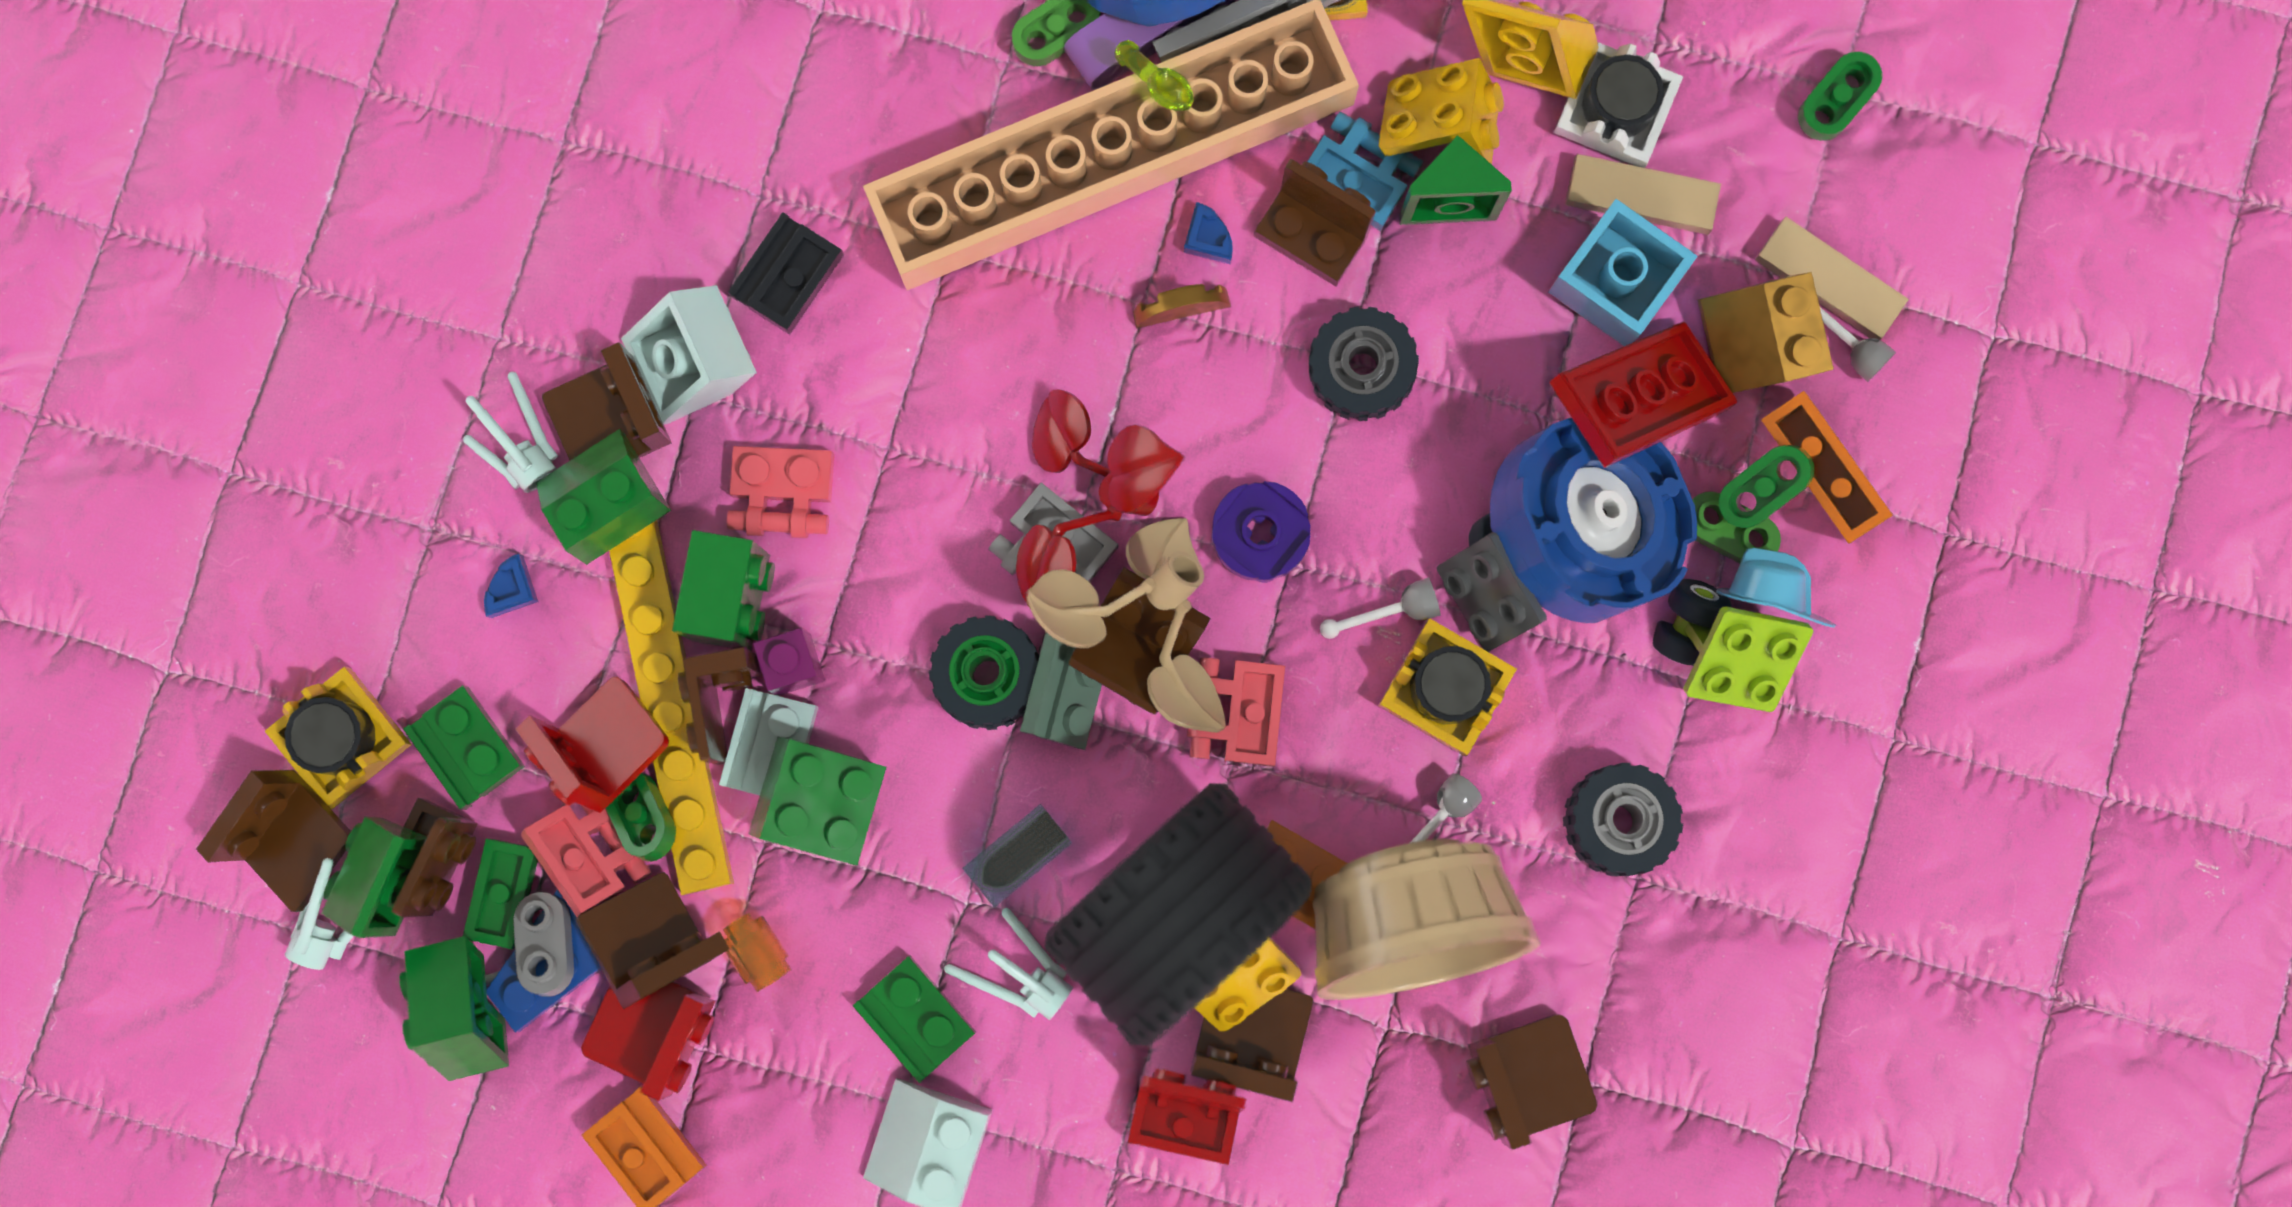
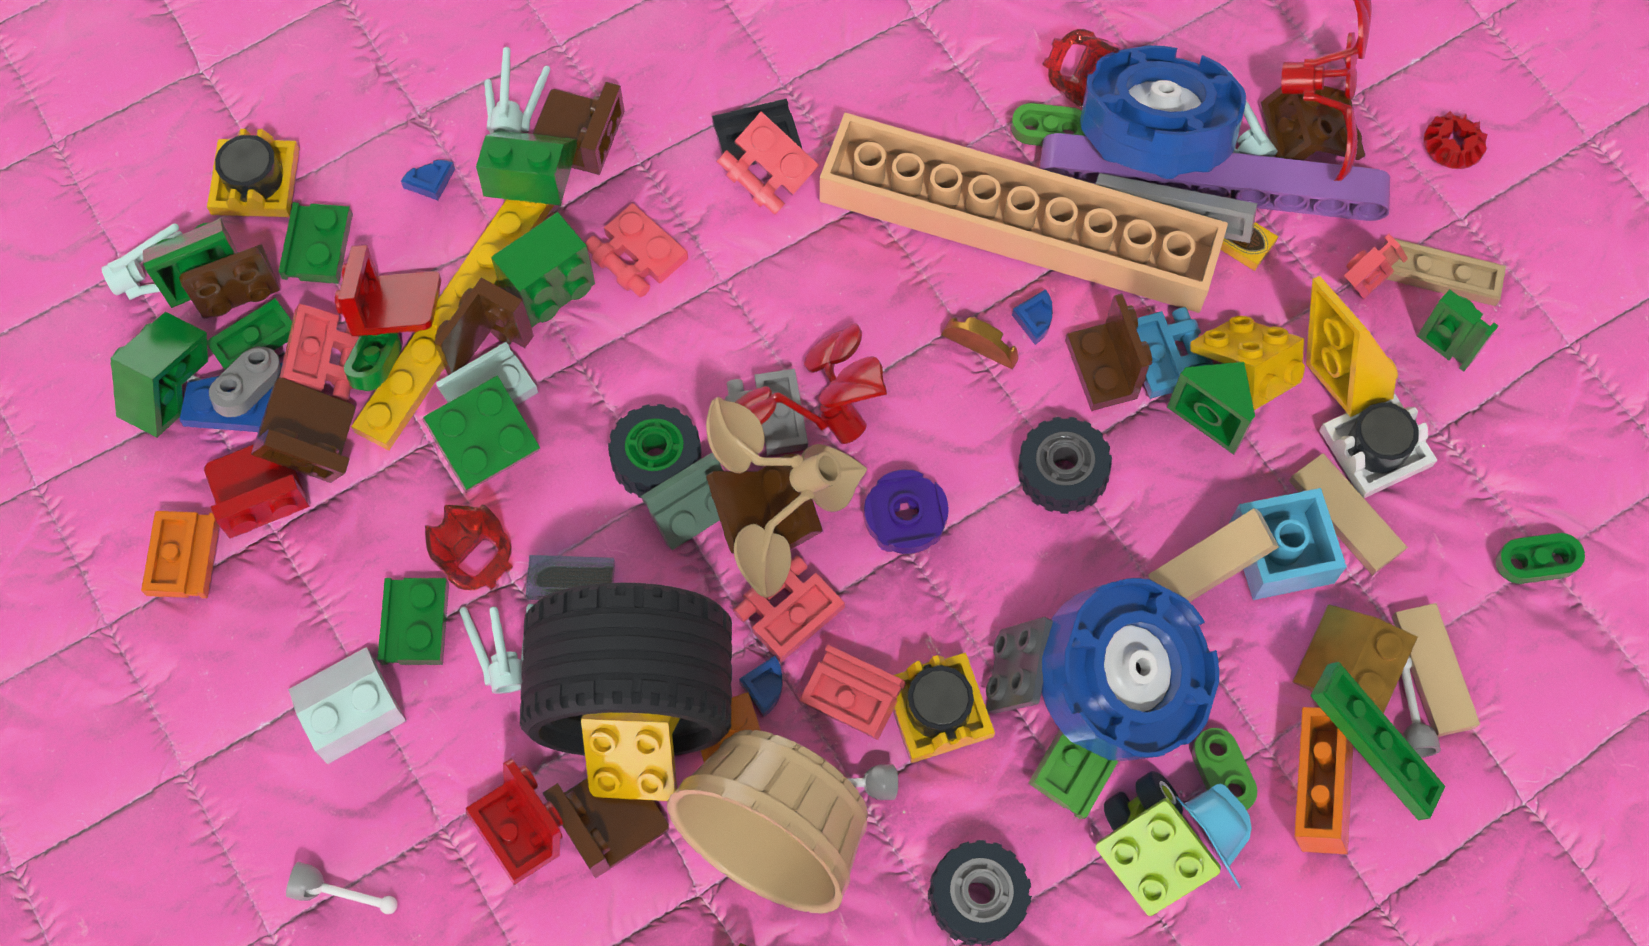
camera: 40 degrees right, 15 degrees down
(279, 832) = (167, 189): reddish brown bracket -> none
(689, 352) = (658, 131): light aqua slope -> none
(756, 952) = (360, 495): clear yellow brick -> none
(789, 662) = (544, 346): magenta brick -> none
(827, 281) = (776, 155): none -> coral plate
(881, 911) = (459, 535): none -> clear red helmet
(1164, 84) = (1081, 195): clear neon green piece -> none
(1278, 799) = (764, 685): none -> blue tile
(1364, 741) = (853, 692): none -> coral plate
(1416, 601) = (967, 638): hinge -> none
(1577, 339) = (1217, 557): none -> tan tile
(1611, 649) = (1072, 775): none -> bright green plate
(1643, 393) = (1233, 623): red tile -> none
(1767, 485) = (1270, 750): green plate -> none
(1847, 395) = (1378, 741): none -> green tile

